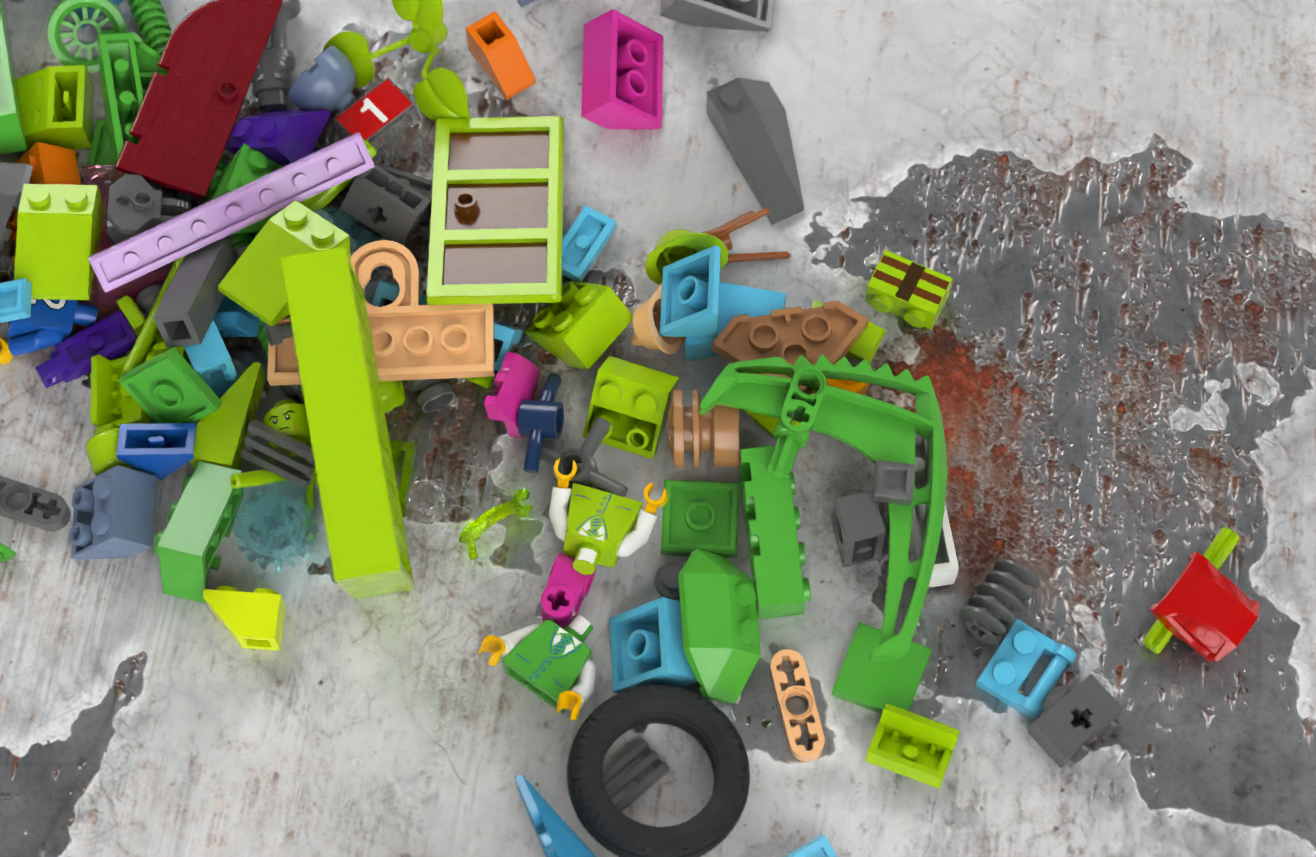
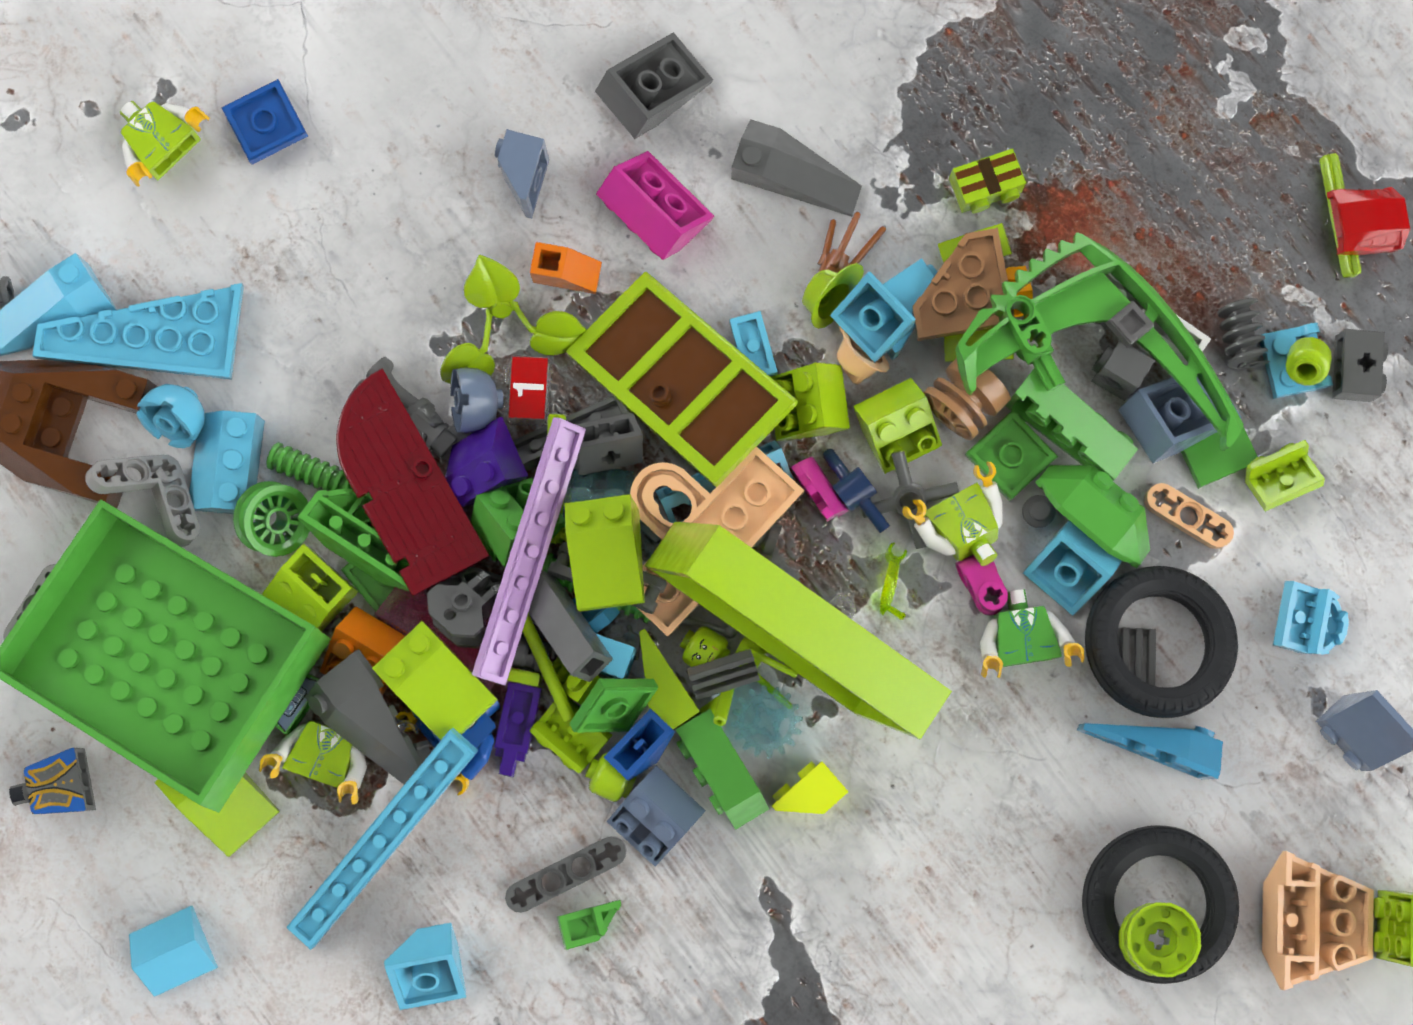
camera: 45 degrees left, 15 degrees up
(853, 603) = (1166, 419): none -> sand blue slope
(1027, 666) = (1308, 361): none -> lime head

